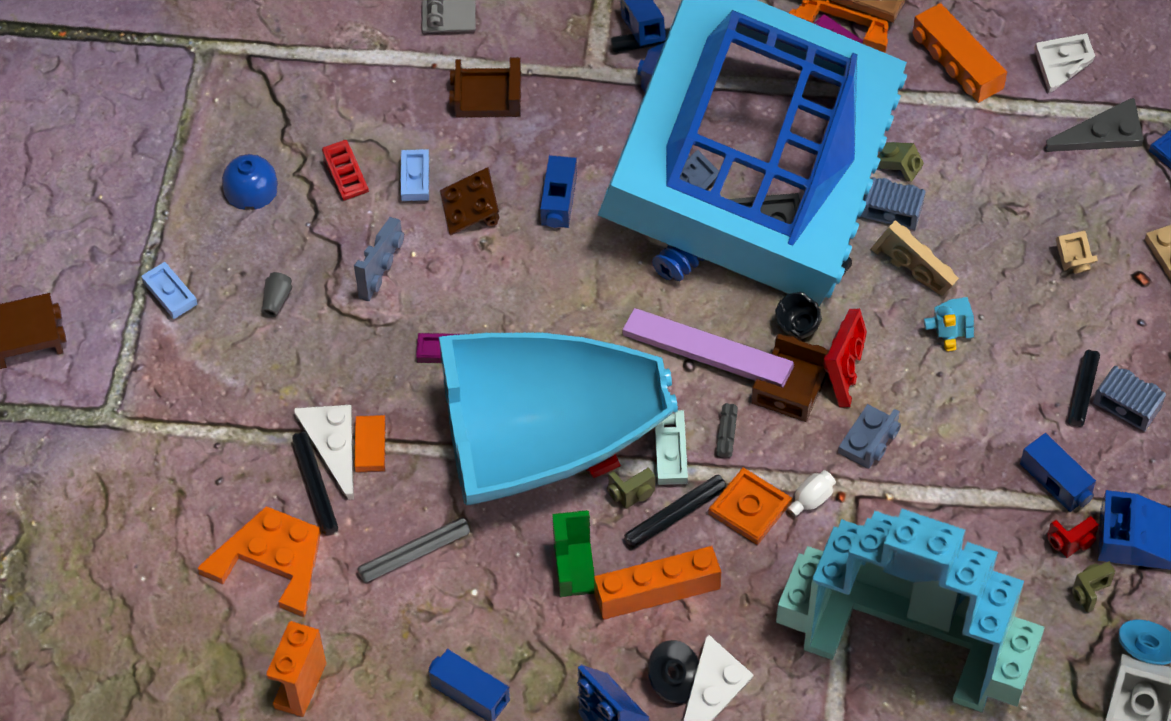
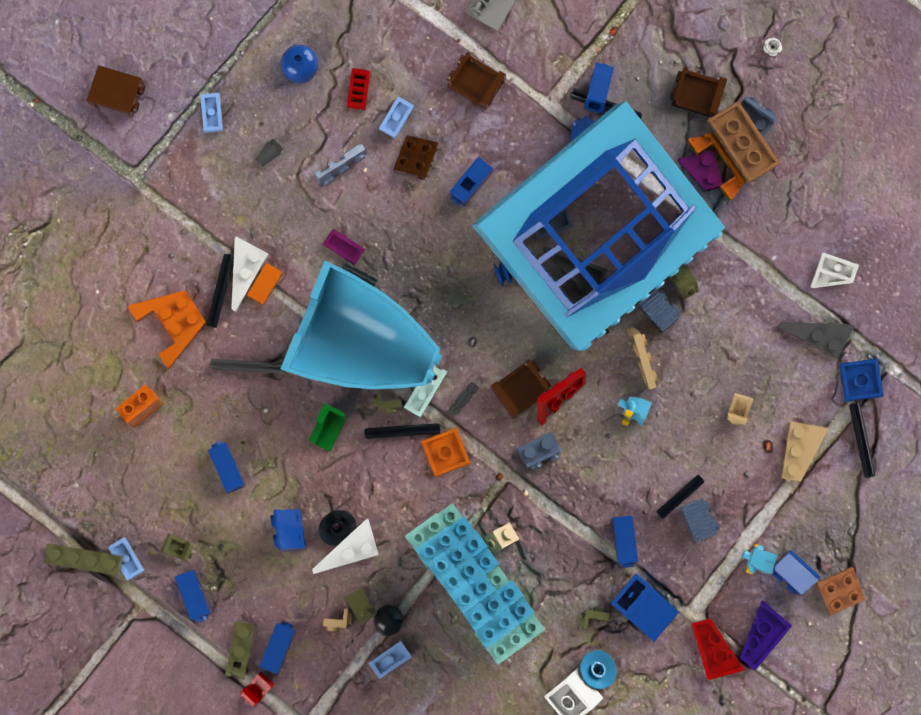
camera: 30 degrees right, 25 degrees up
(657, 582) = (362, 470): orange brick -> none
(707, 348) = (486, 340): lavender tile -> none
(798, 315) = (550, 352): black hair -> none
(812, 492) = (483, 467): white plant -> none
(959, 52) = (773, 229): orange brick -> none
(1077, 538) = (607, 586): red bracket -> none

